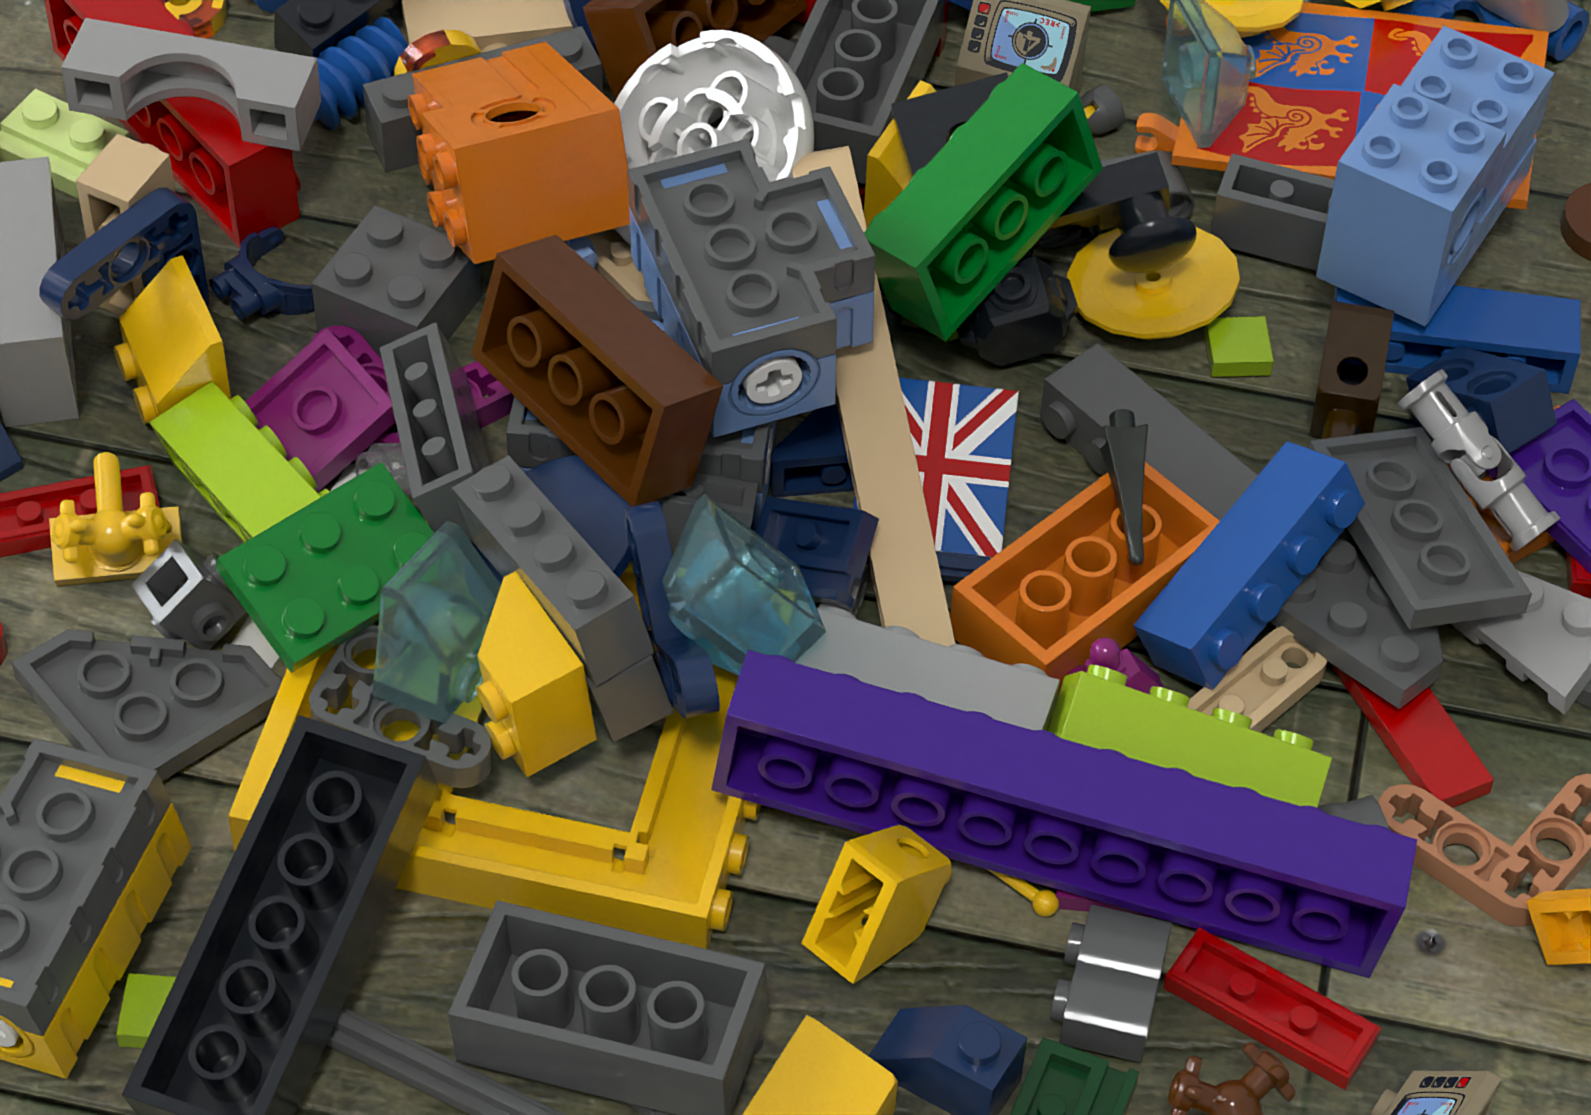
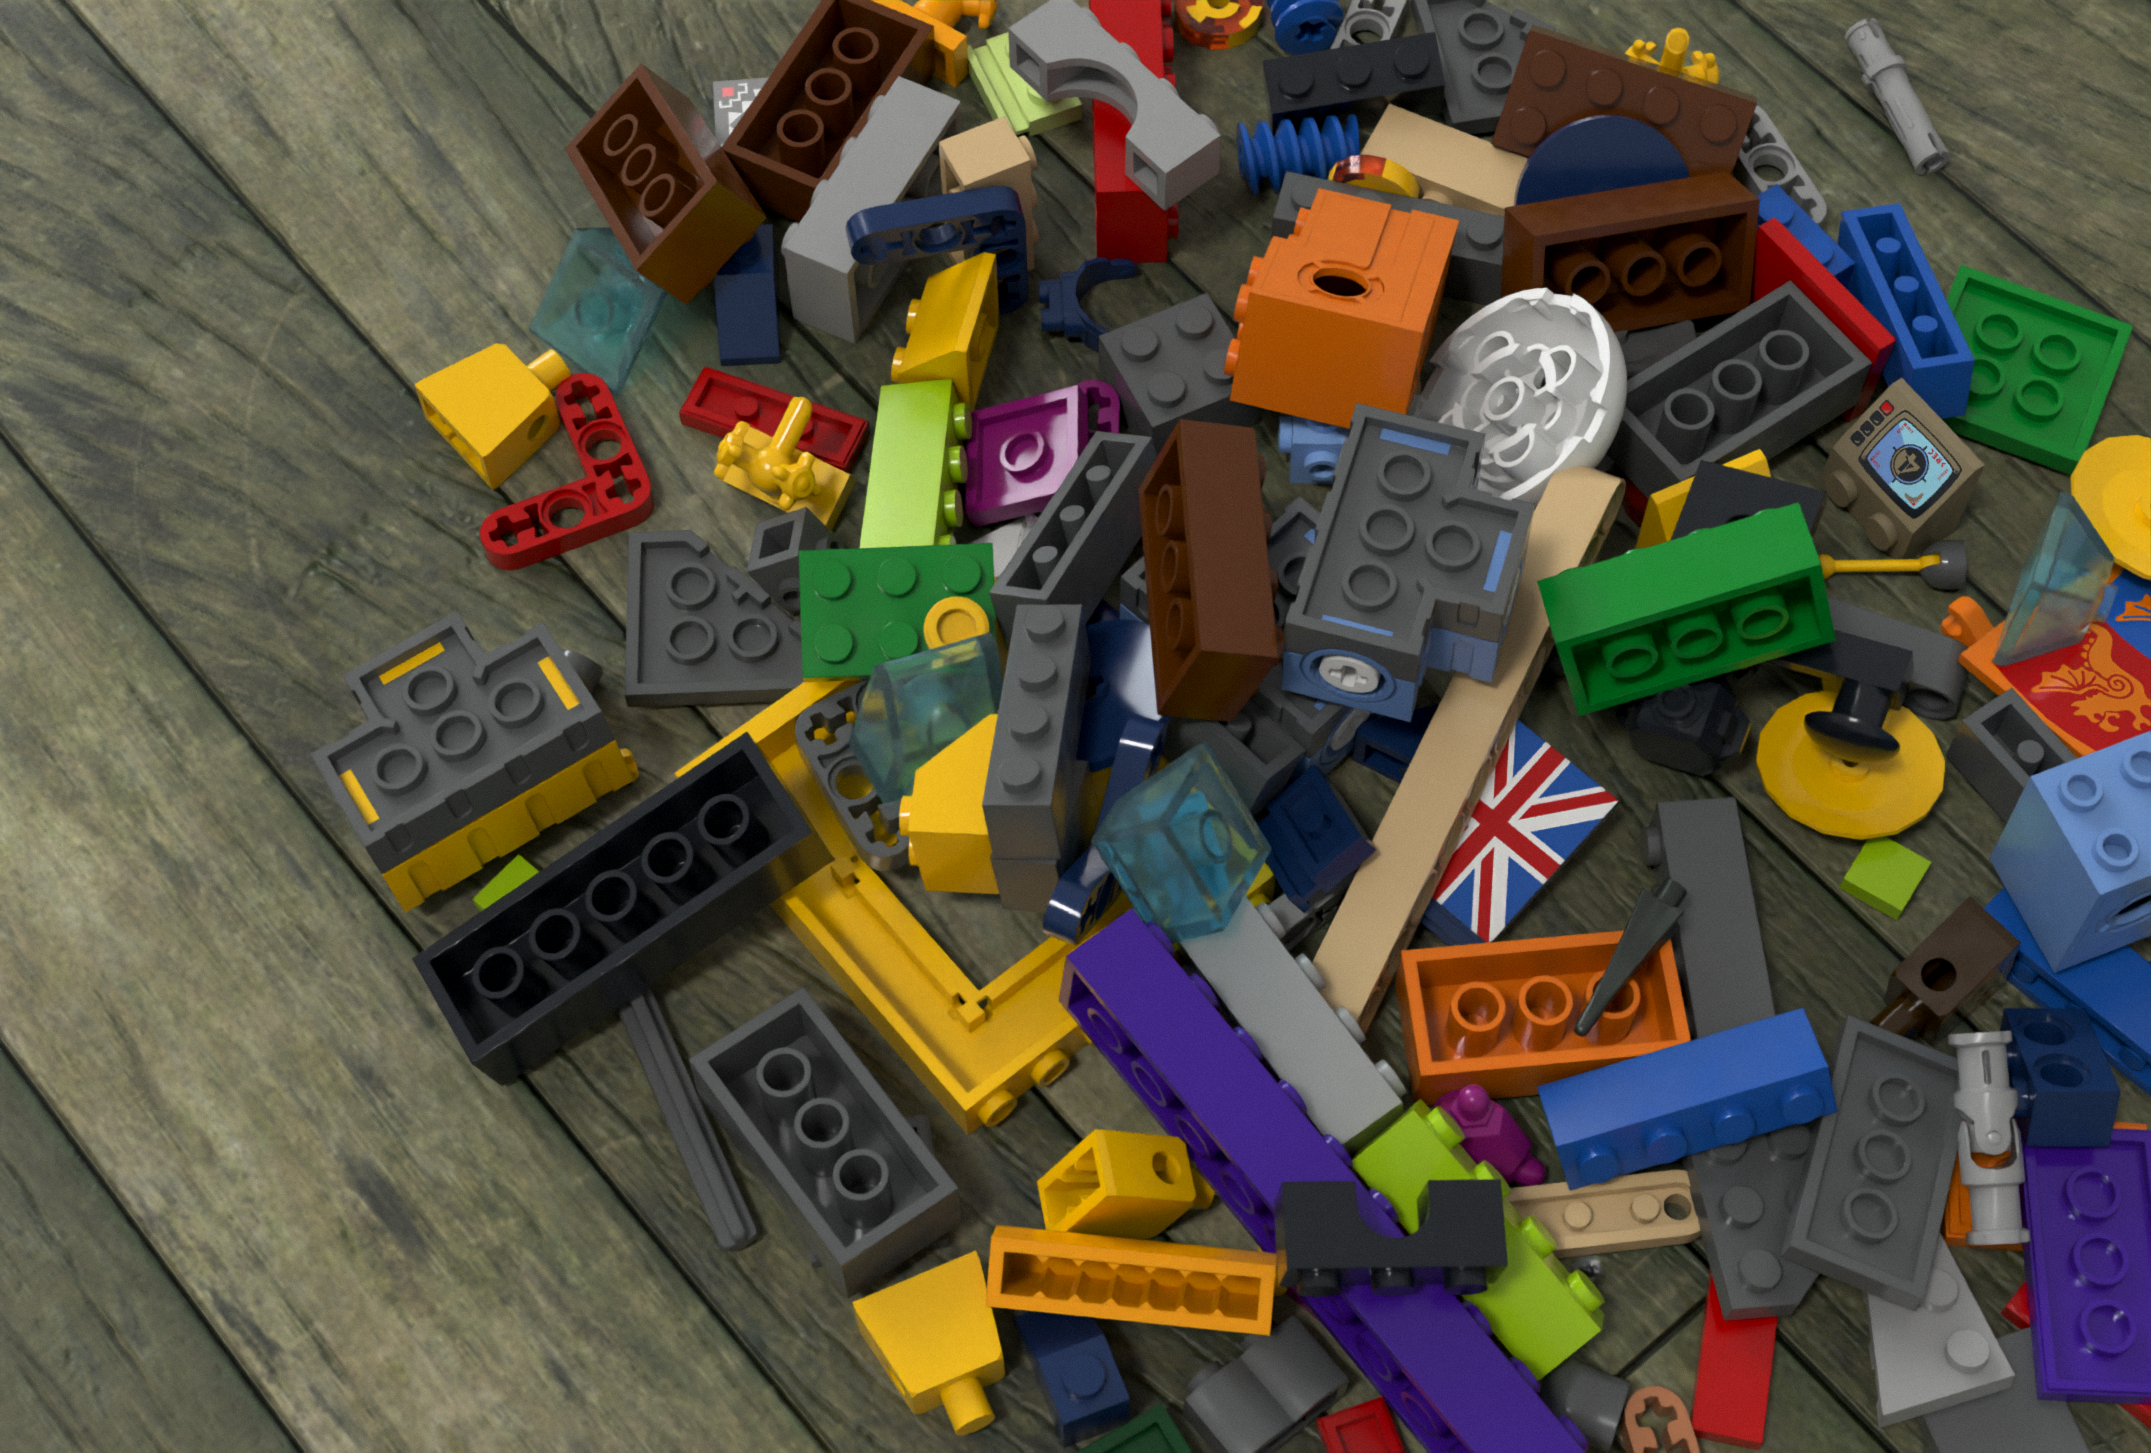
camera: 40 degrees right, 10 degrees up
(400, 538) = (954, 621): none -> yellow tile
(951, 950) = (1131, 1279): none -> light orange brick
(1112, 793) = (1330, 1246): none -> black arch

